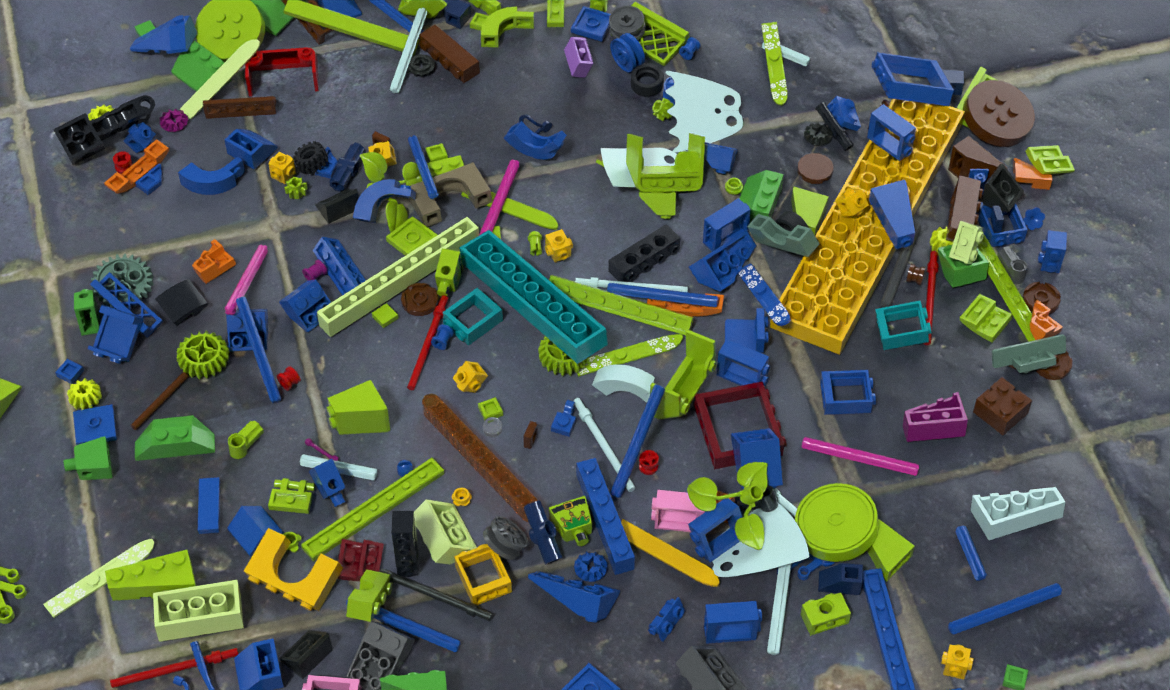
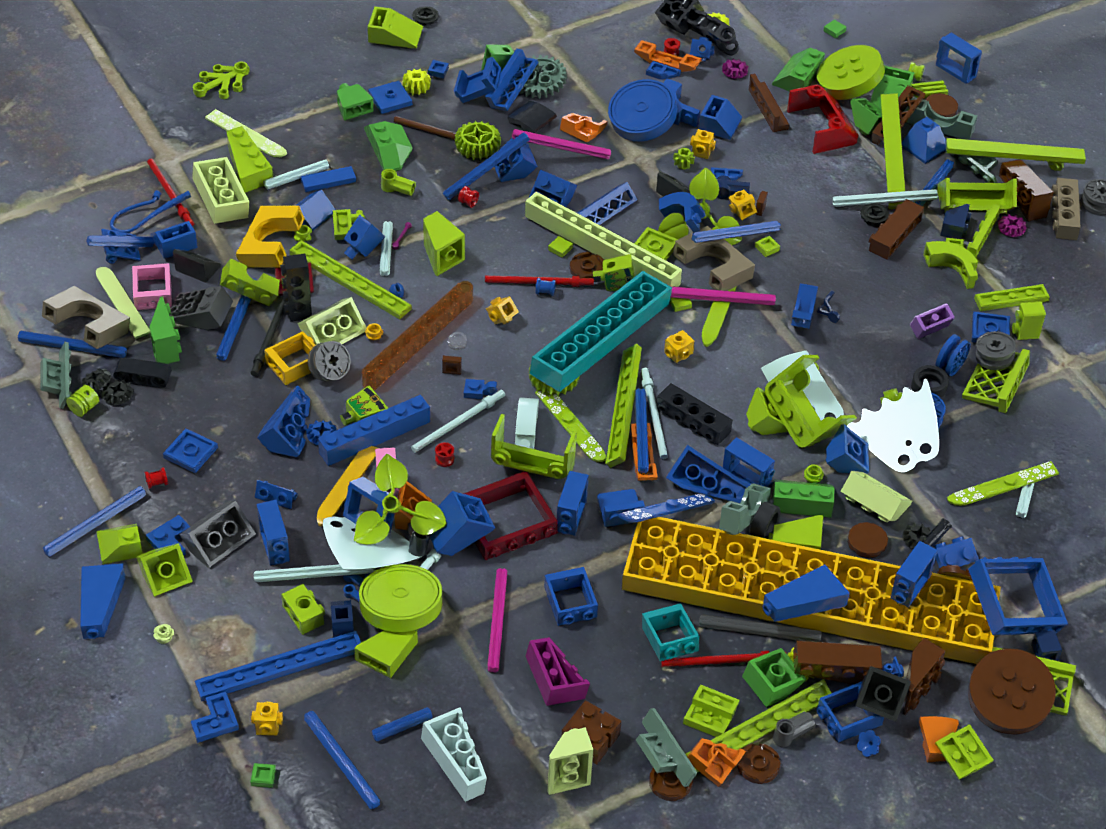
camera: 75 degrees right, 5 degrees down
(171, 36) = (821, 37): blue wedge -> none
(191, 535) = (296, 174): none -> light aqua axle
(218, 202) = (642, 110): none -> blue brick
(220, 77) = (789, 78): yellowish green piece -> none
(294, 33) = (865, 115): none -> bright green slope
(310, 157) = (721, 159): black tyre -> none
(315, 270) = (592, 189): magenta bush -> none
(445, 165) = (752, 252): lime plate -> none
(485, 304) = (577, 289): teal window -> none
(490, 408) = (477, 336): lime tile -> none
(535, 243) = (687, 328): lime pin -> none
(542, 532) = (331, 394): dark blue piece -> none
(637, 441) = (450, 427): blue axle -> none
(690, 47) = (991, 410): blue bush -> none
(772, 148) = (875, 496): none -> yellowish green slope
(852, 202) = (803, 554): yellow brick -> none
(915, 274) = (747, 640): reddish brown wheel -> none
(966, 242) = (780, 658): yellowish green bracket -> none
(996, 218) = (838, 693): dark blue tile -> none
(1046, 420) = (570, 762): none -> yellowish green slope
(1053, 251) = (817, 758): blue brick -> none

